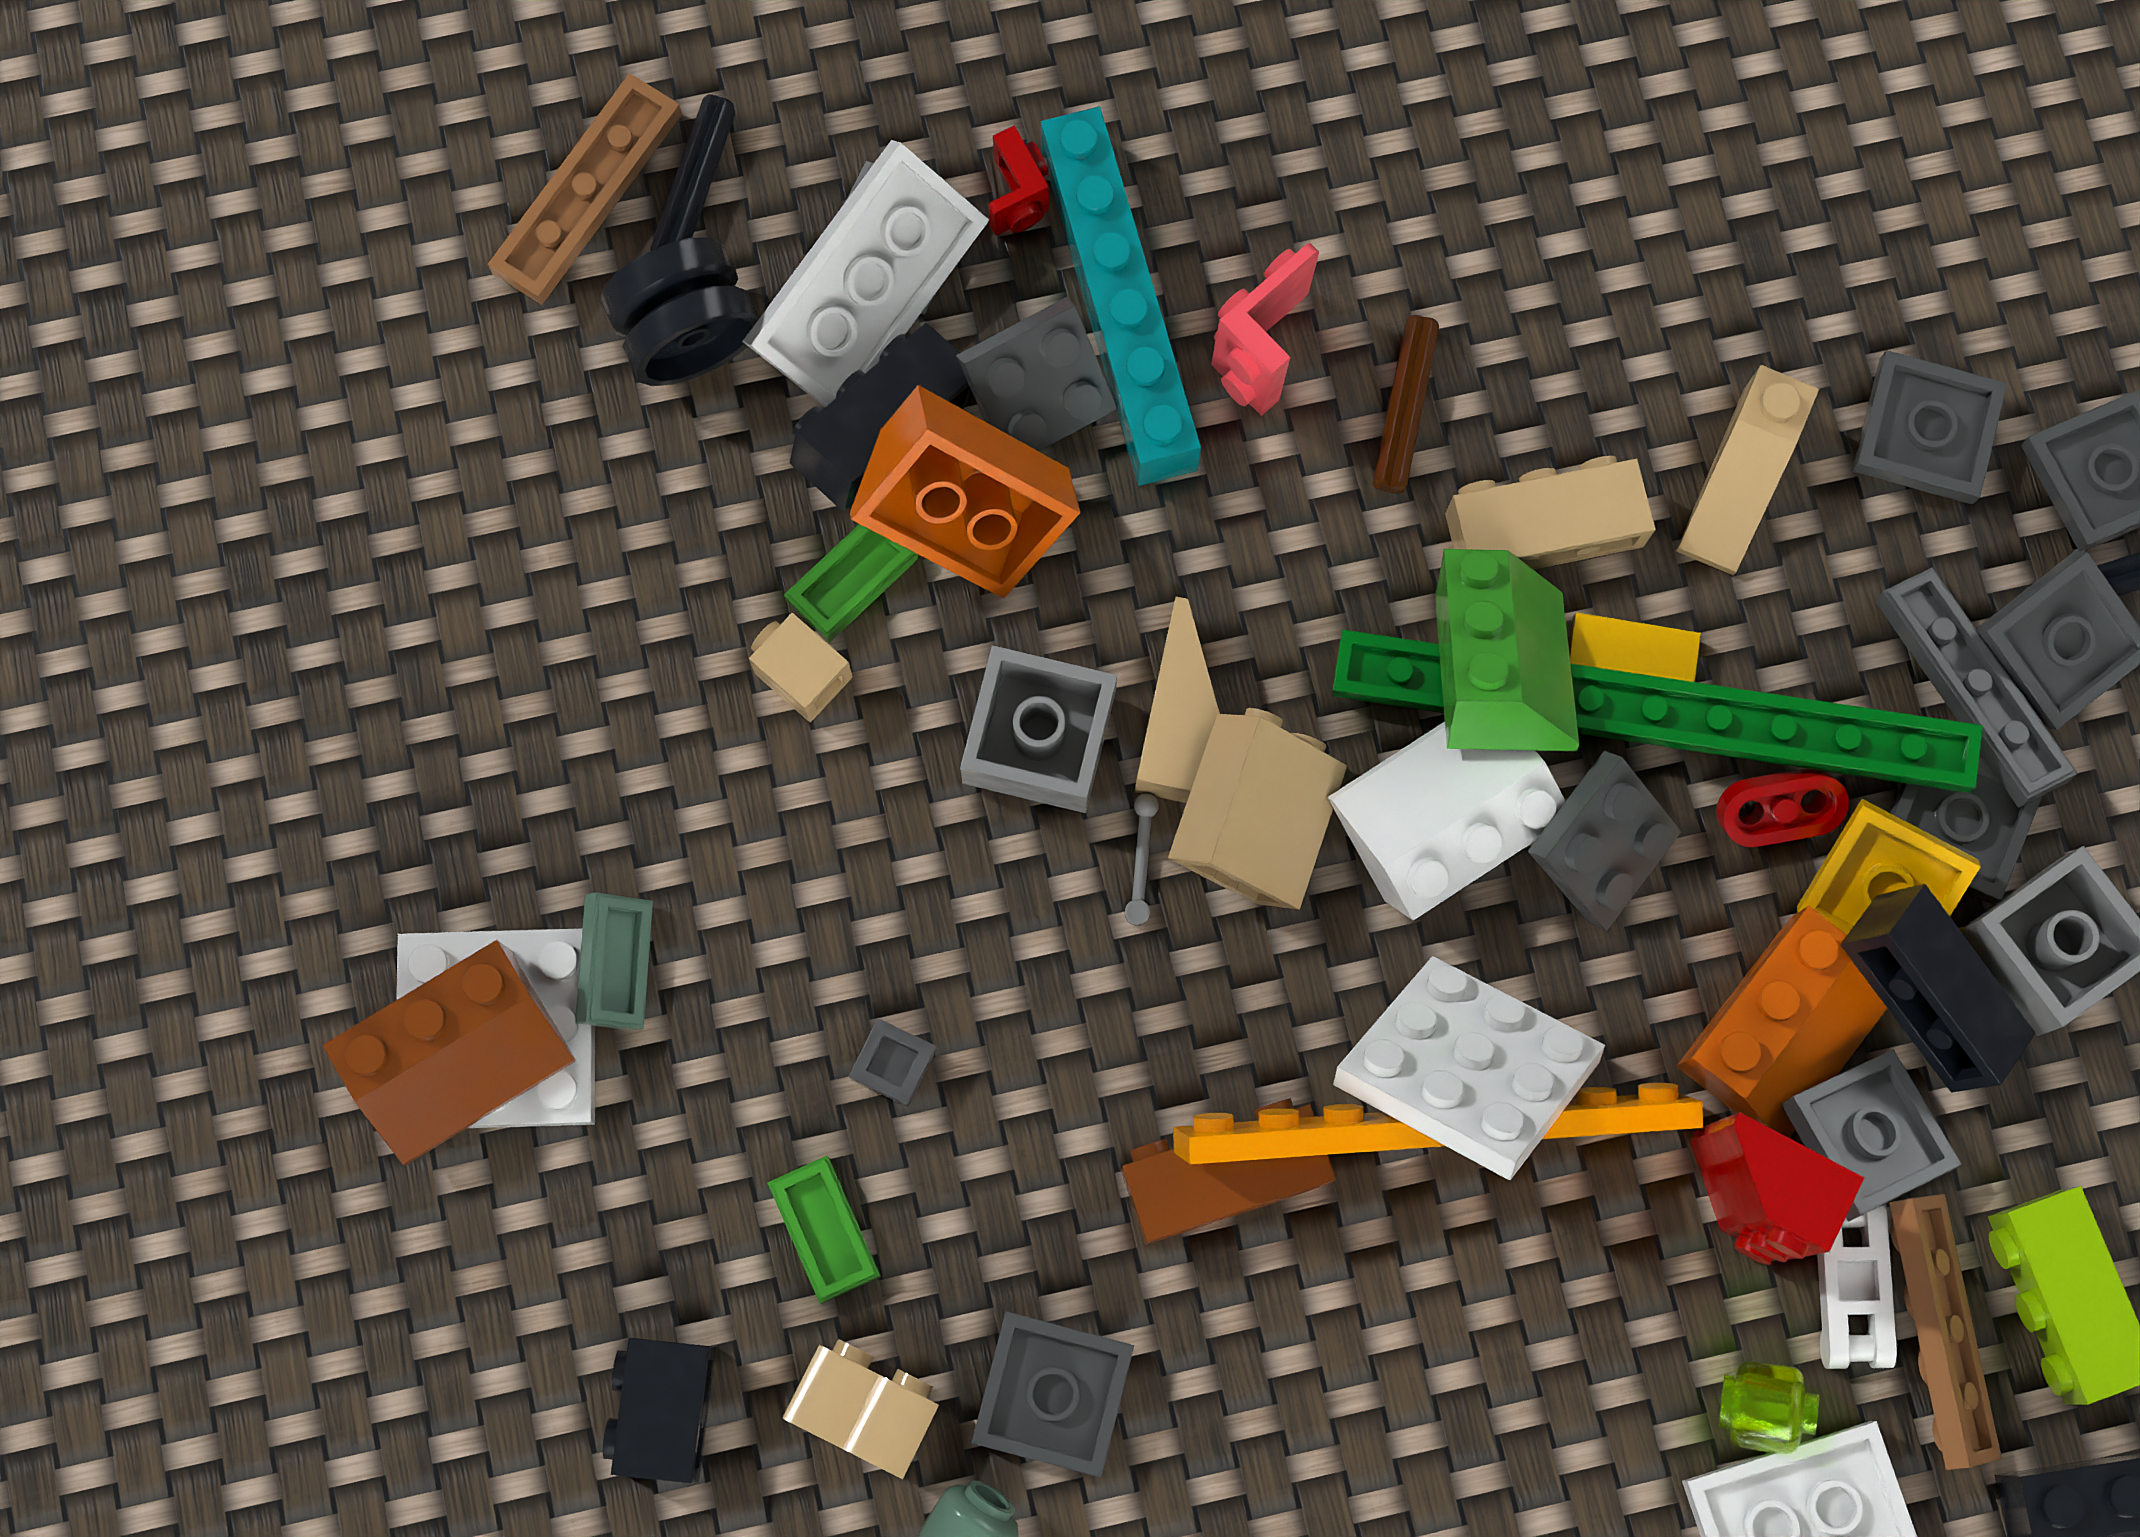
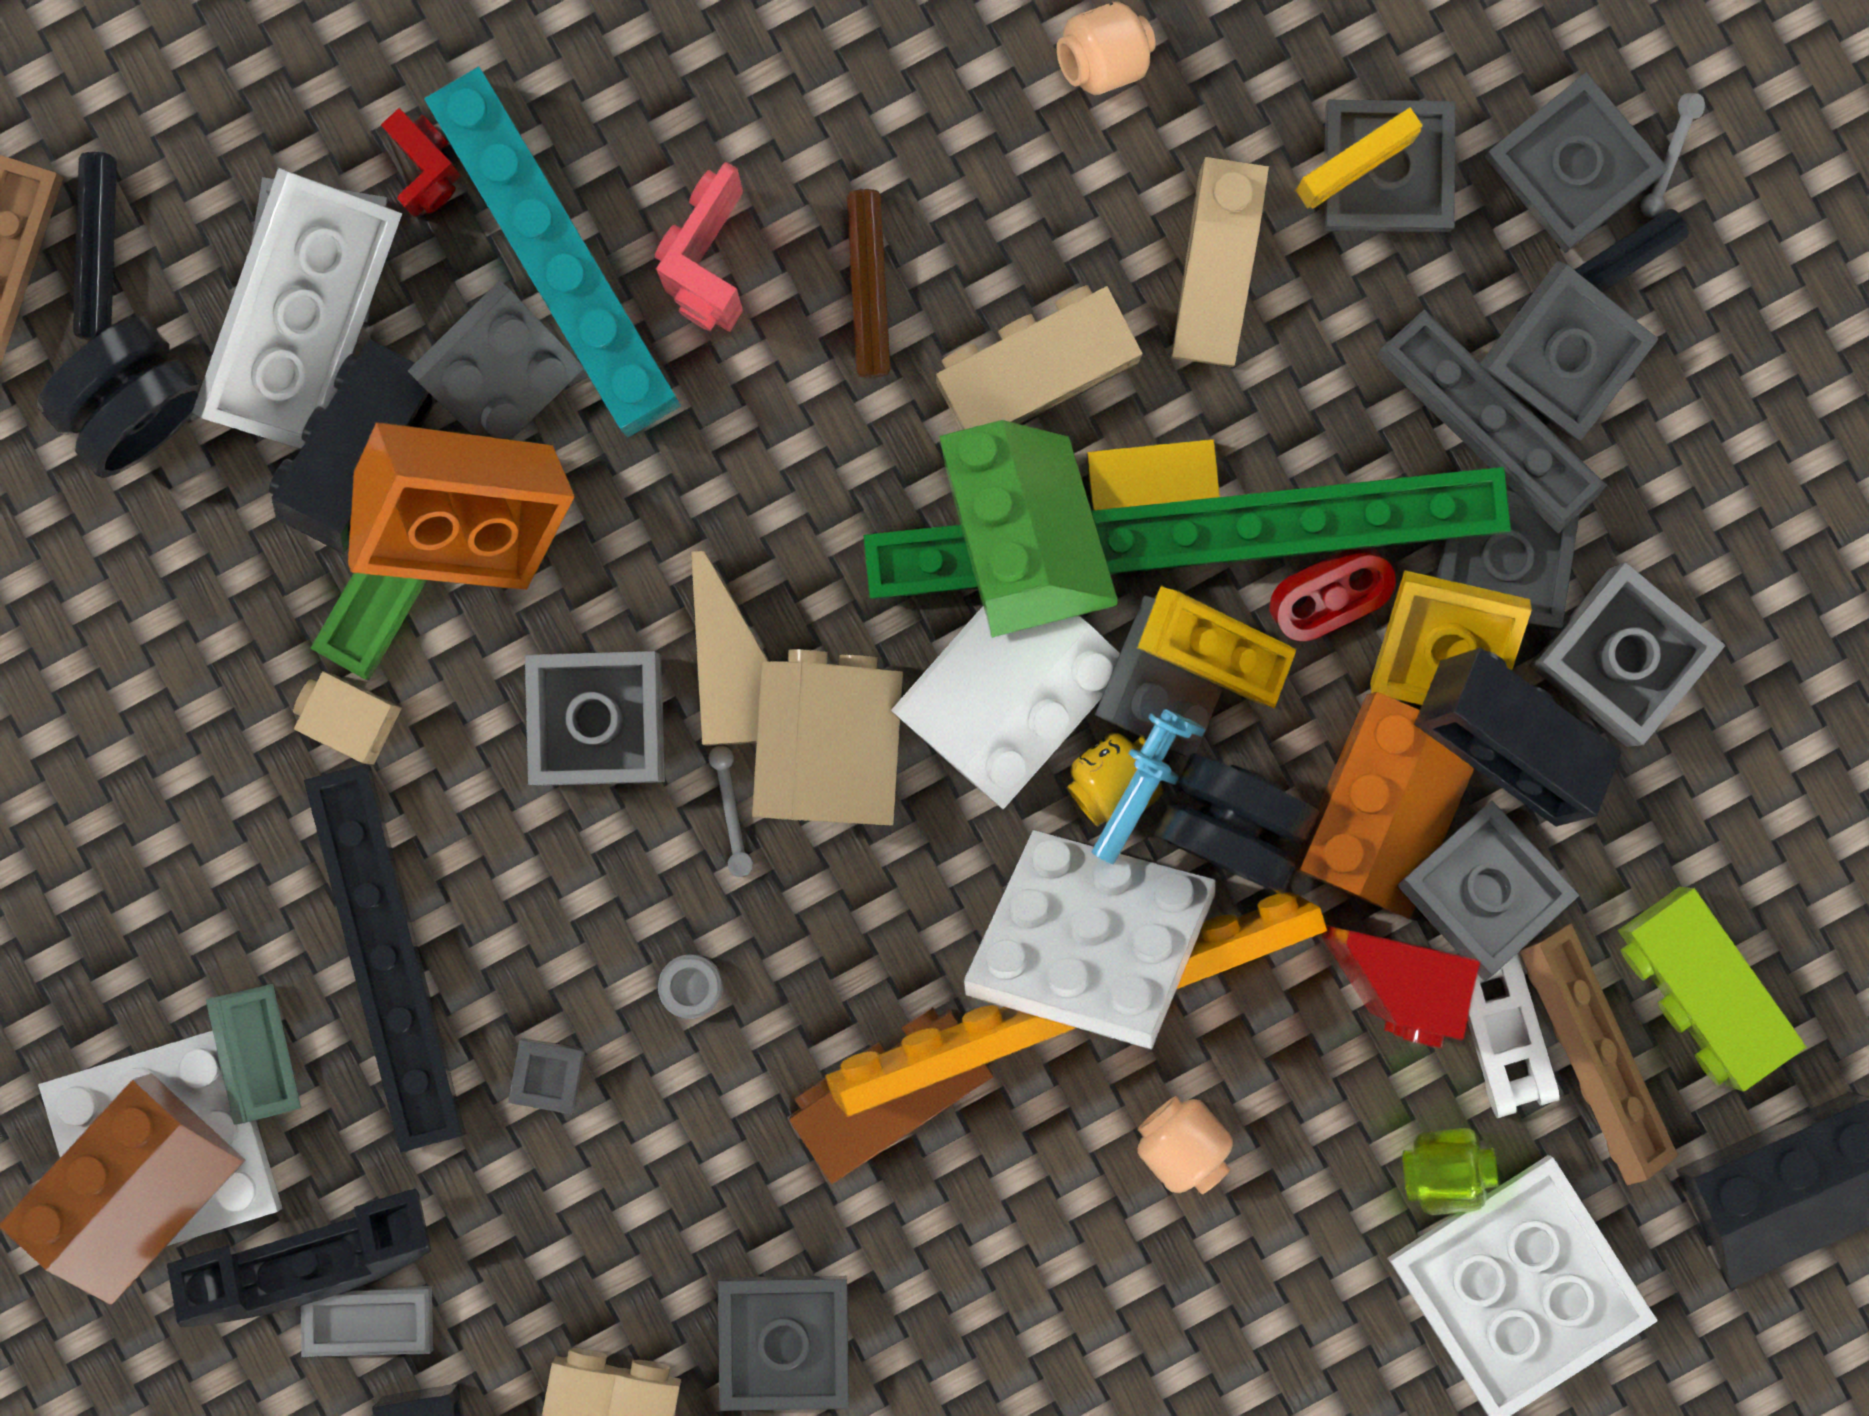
camera: 15 degrees left, 10 degrees up
(599, 1185) = (302, 1267): none -> black slope
(644, 1257) = (369, 1322): none -> light grey tile
(768, 906) = (385, 957): none -> black plate
(824, 1229) = (527, 1248): bright green tile -> none
(1056, 1016) = (690, 986): none -> light grey tile
(1507, 1306) = (1185, 1146): none -> light nougat head
(1528, 927) = (1103, 776): none -> yellow head
(1560, 928) = (1144, 782): none -> medium azure piece
(1640, 996) = (1239, 817): none -> black wheel
(1661, 821) = (1216, 647): none -> yellow tile
(1685, 250) = (1105, 48): none -> light nougat head
(1906, 405) = (1359, 159): none -> yellow tile

